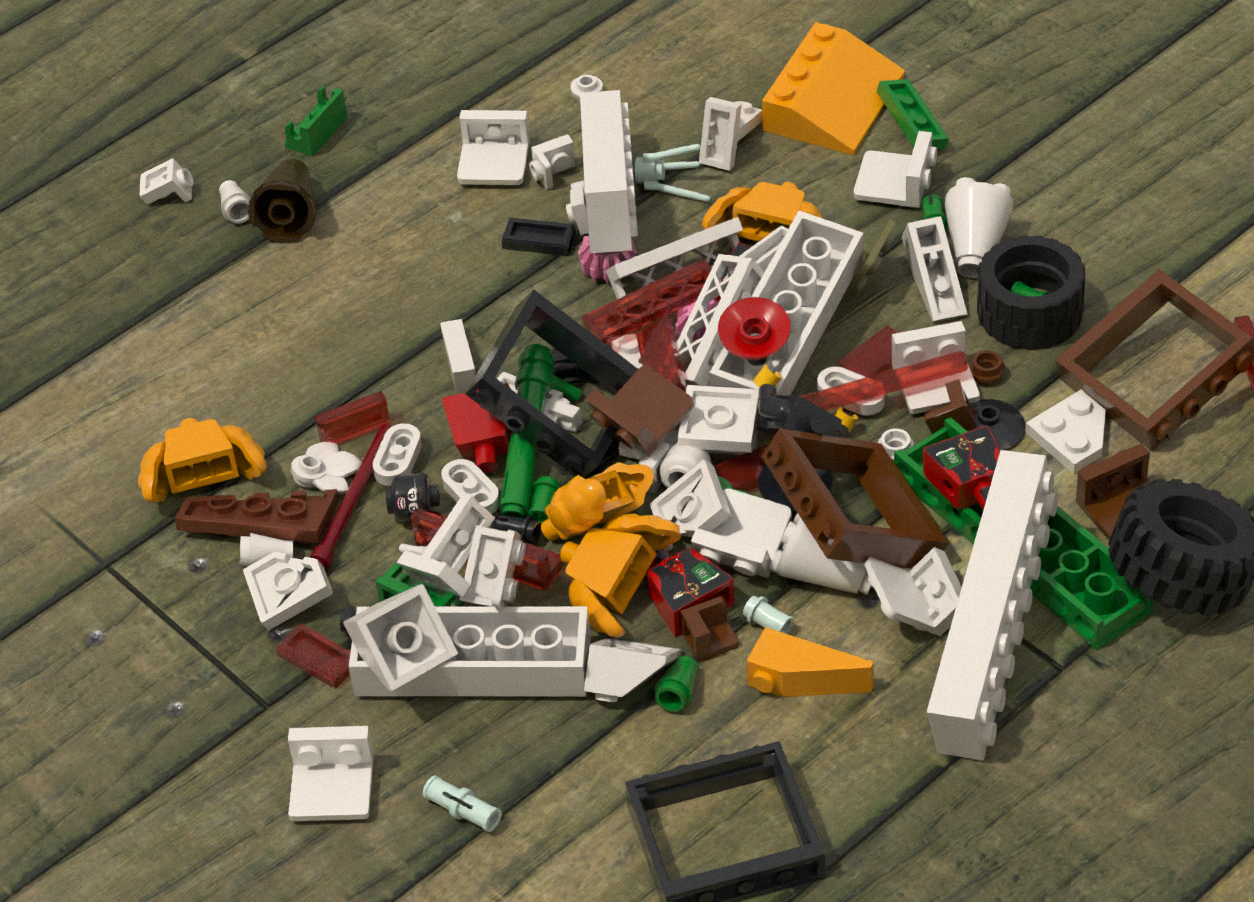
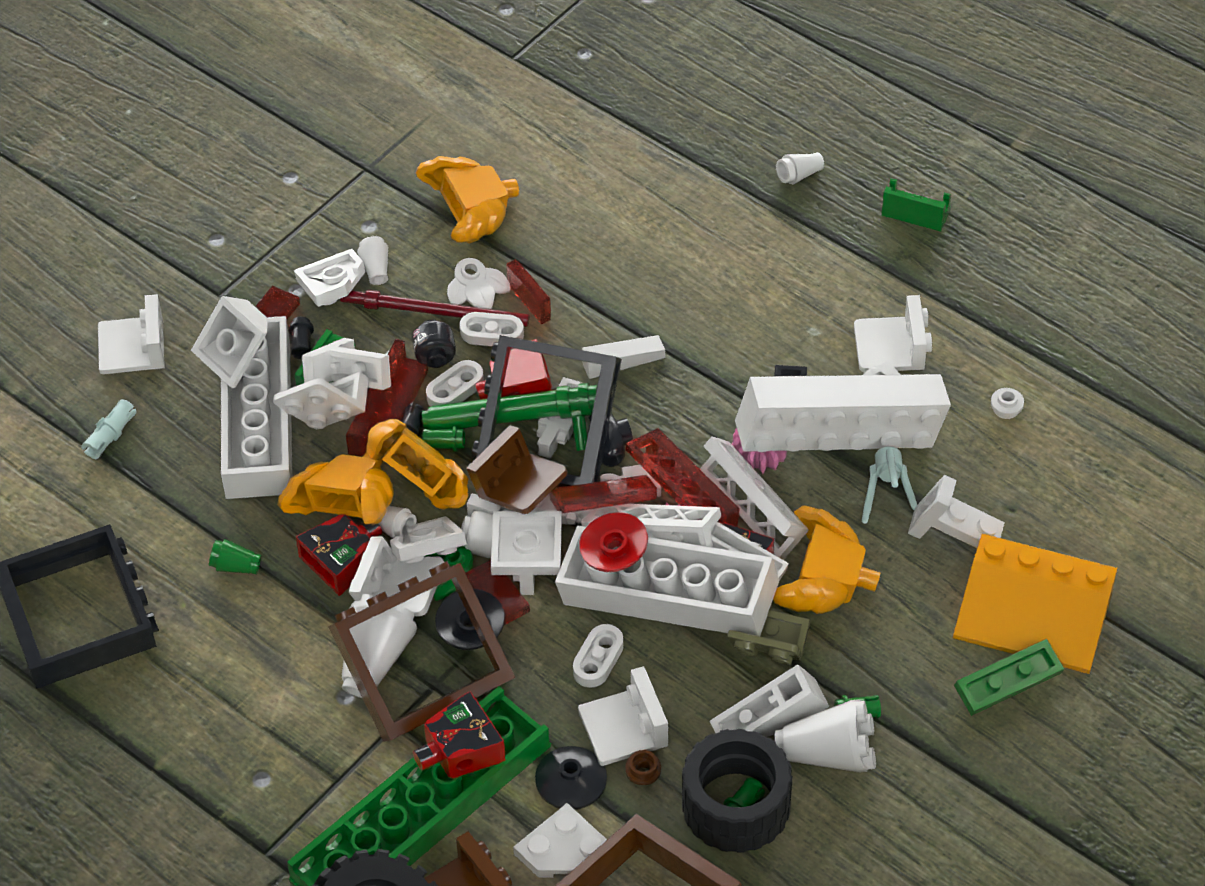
camera: 80 degrees right, 5 degrees up
(165, 179) = (816, 118): white bracket -> none
(284, 203) = (799, 196): dark brown cone -> none
(290, 518) = (415, 253): copper wing -> none
(622, 666) = (251, 516): white slope -> none
(707, 629) = (293, 573): reddish brown panel -> none
(760, 612) = (318, 609): light aqua pin -> none
(796, 412) = (520, 604): black torso -> none
(803, 668) = (252, 634): light orange slope -> none
(872, 356) = (666, 679): clear red tile -> none
(889, 381) = (587, 661): clear red axle -> none
(894, 440) = (534, 691): white plate -> none
(897, 177) = (912, 669): white bracket -> none
(918, 597) = (329, 715): white bracket -> none
(958, 409) = (569, 738): reddish brown panel -> none
(992, 606) = (291, 763): white brick -> none

